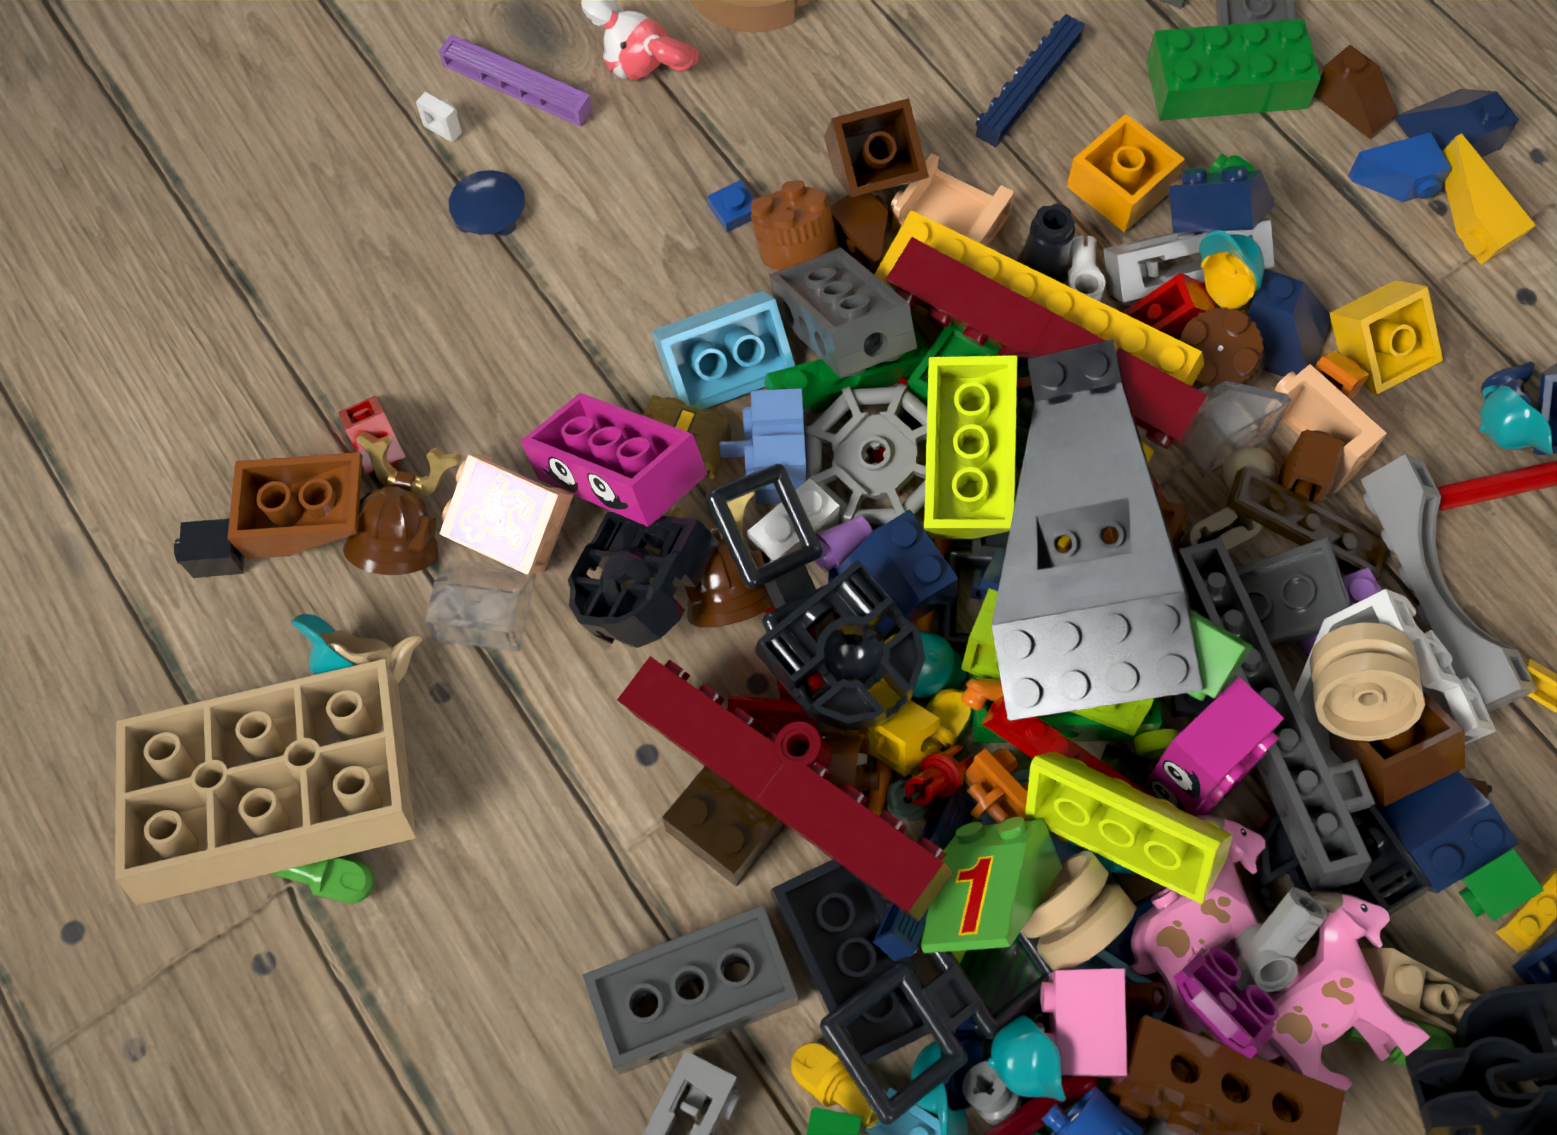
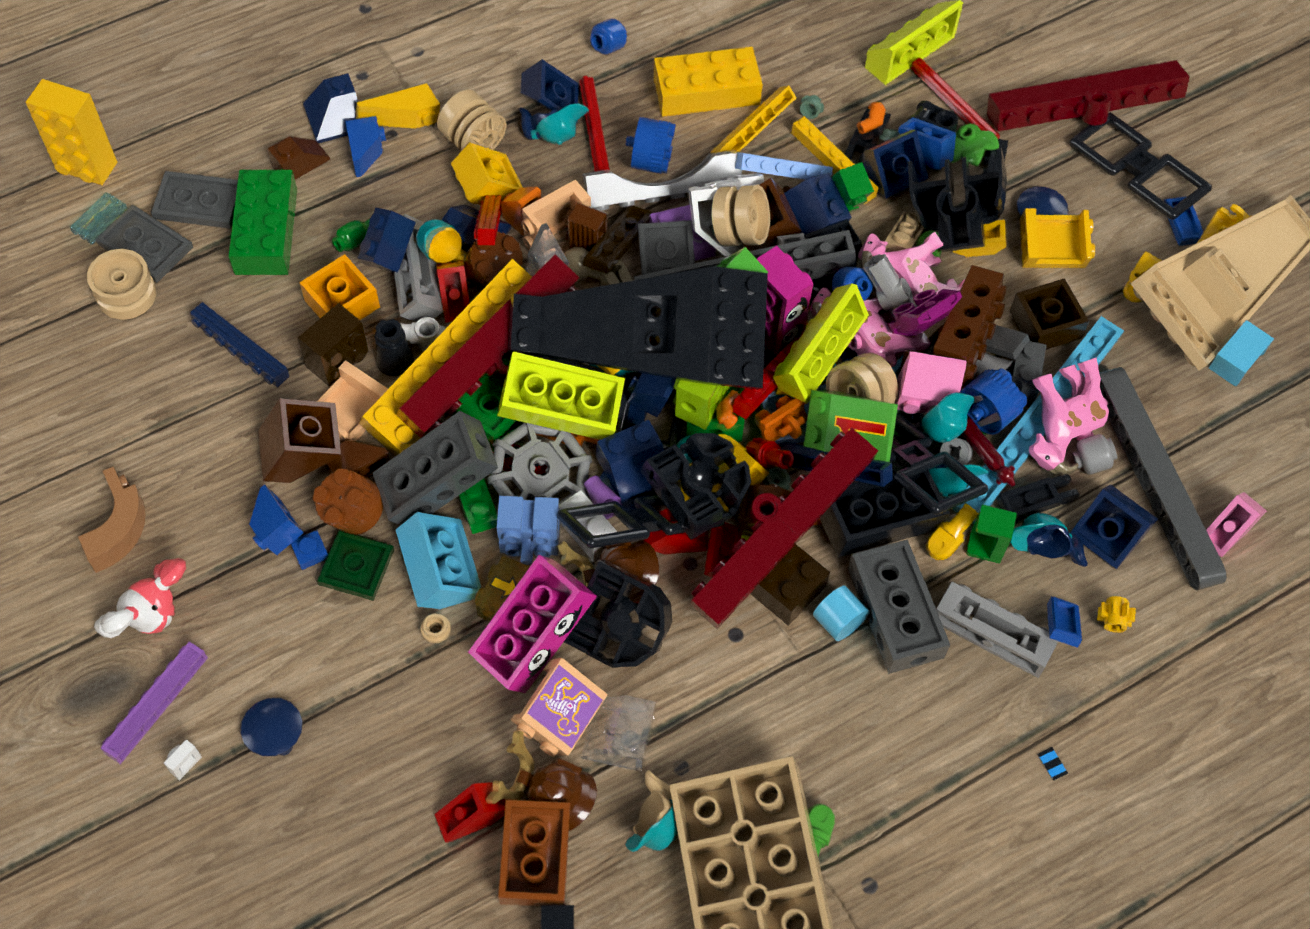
camera: 90 degrees left, 5 degrees down
(625, 353) = (432, 621): none -> tan plate
(674, 899) = (840, 613): none -> medium azure piece
(715, 261) = (355, 565): none -> dark green tile
(764, 153) = (273, 522): none -> blue slope
(1037, 168) = (332, 341): none -> dark brown brick
(1267, 879) = (856, 276): none -> blue head
(1277, 323) = (488, 220): none -> red piece
(1476, 292) = (471, 120): none -> tan wheel
(1508, 556) = (652, 145): none -> blue piece
(1519, 773) = (780, 166): none -> light blue piece

